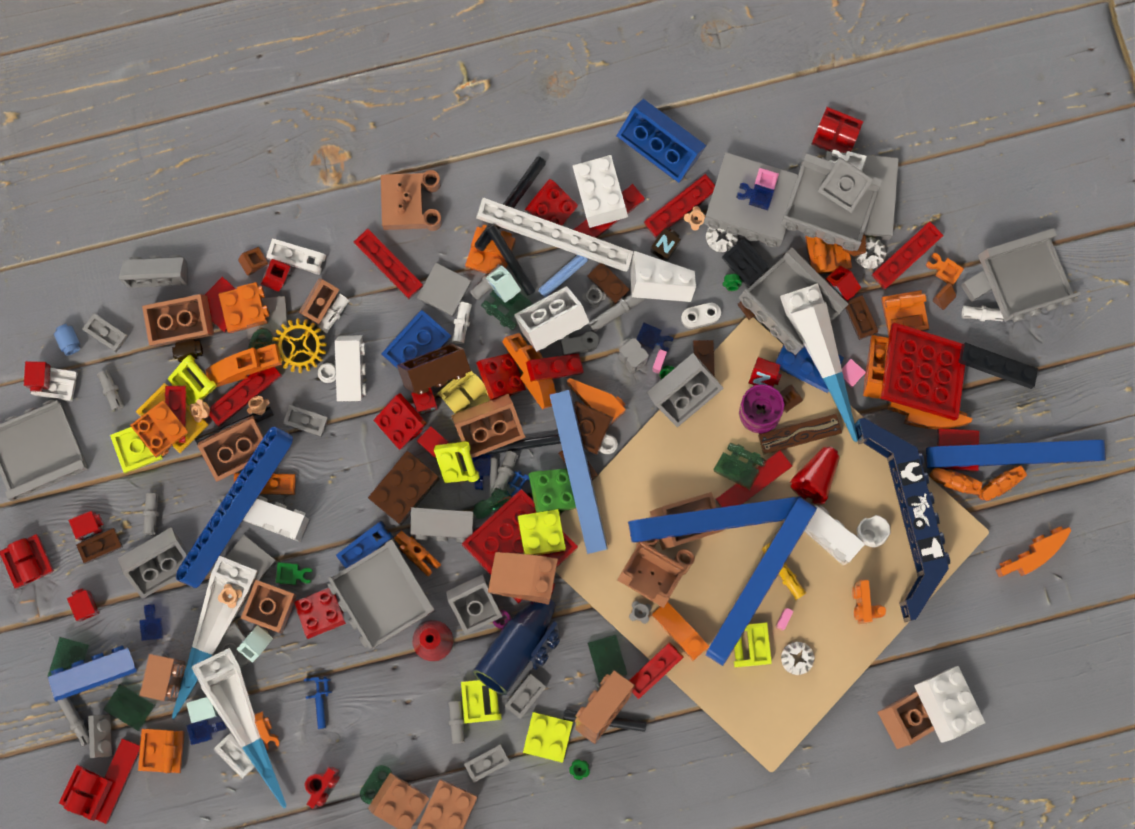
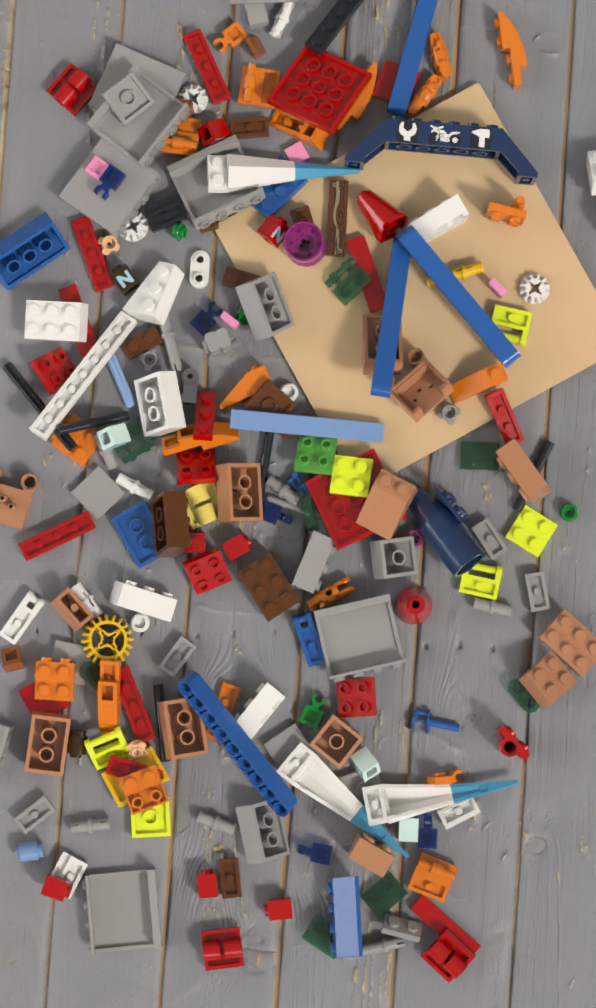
camera: 70 degrees left, 5 degrees up
(223, 597) = (315, 778): light nougat plate -> none
(257, 405) = (150, 695): light nougat plate -> none
(275, 275) = (34, 641): red brick -> none
(451, 465) = (262, 537): neon yellow plate -> none
(853, 158) = (105, 83): white plate -> none
(873, 531) = (446, 183): white hair -> none

